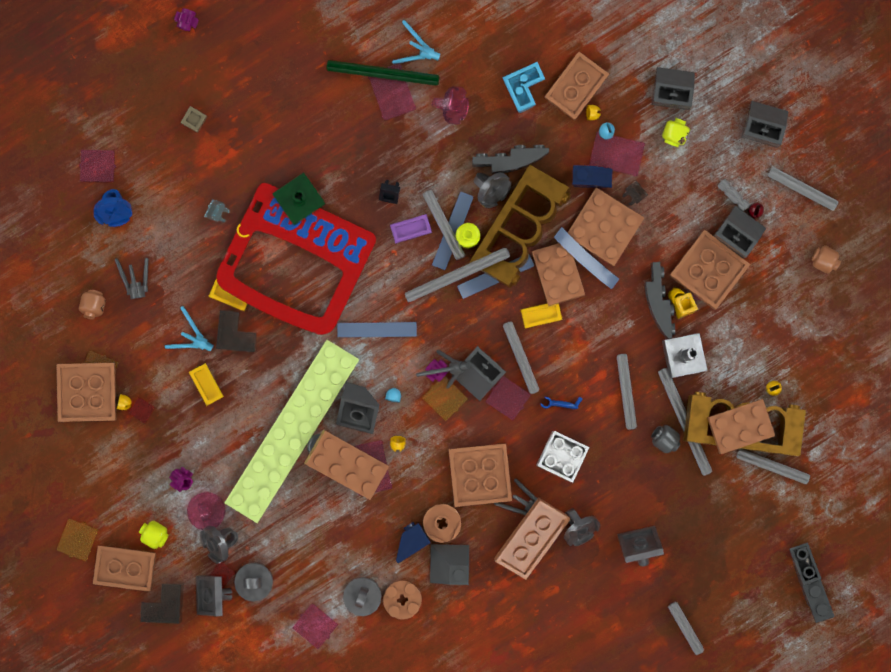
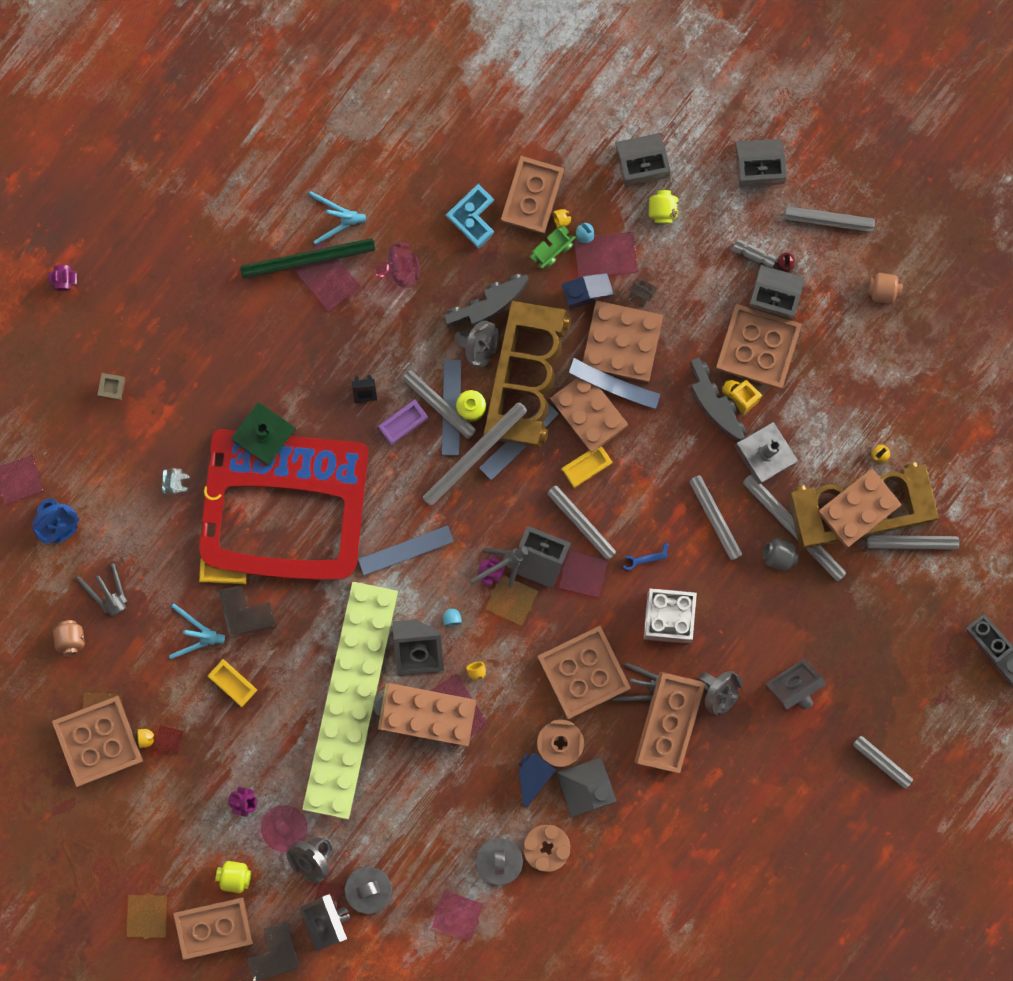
camera: 20 degrees left, 5 degrees down
(584, 132) = (546, 254): none -> bright green hinge

